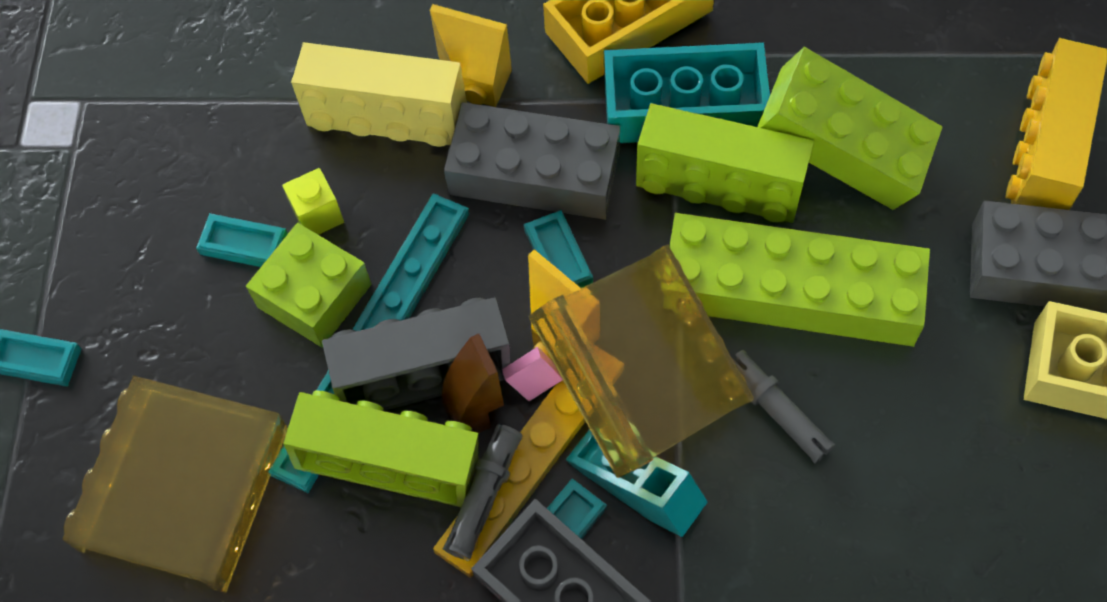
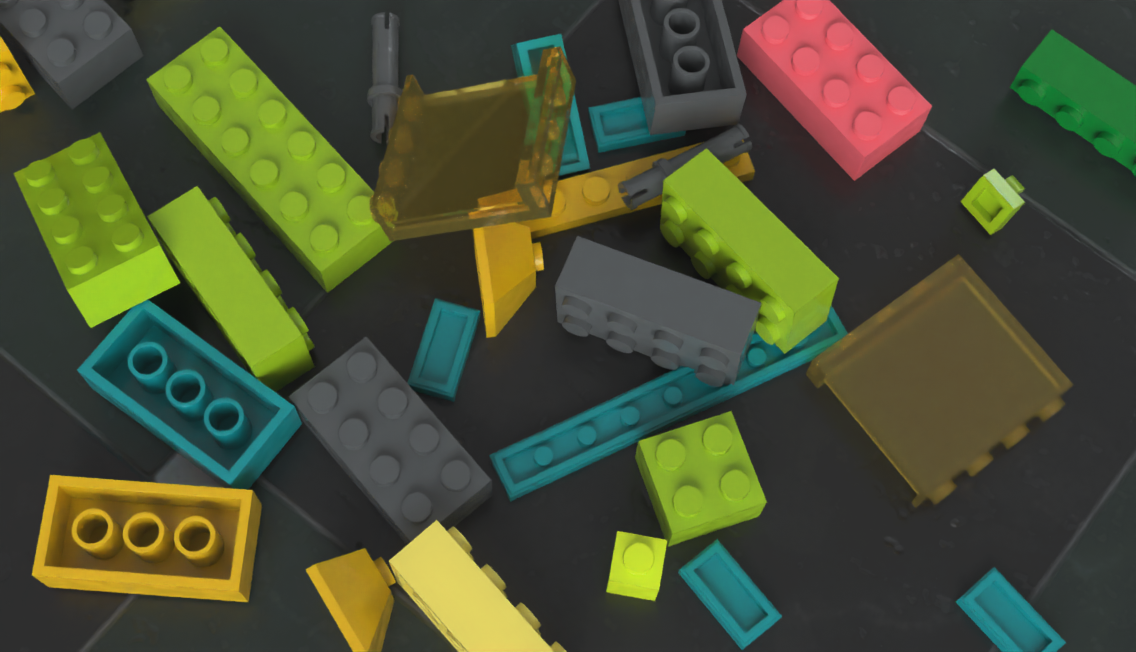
camera: 150 degrees left, 5 degrees up
(472, 386) = (634, 227): reddish brown slope -> none
(532, 374) = (554, 237): bright pink tile -> none

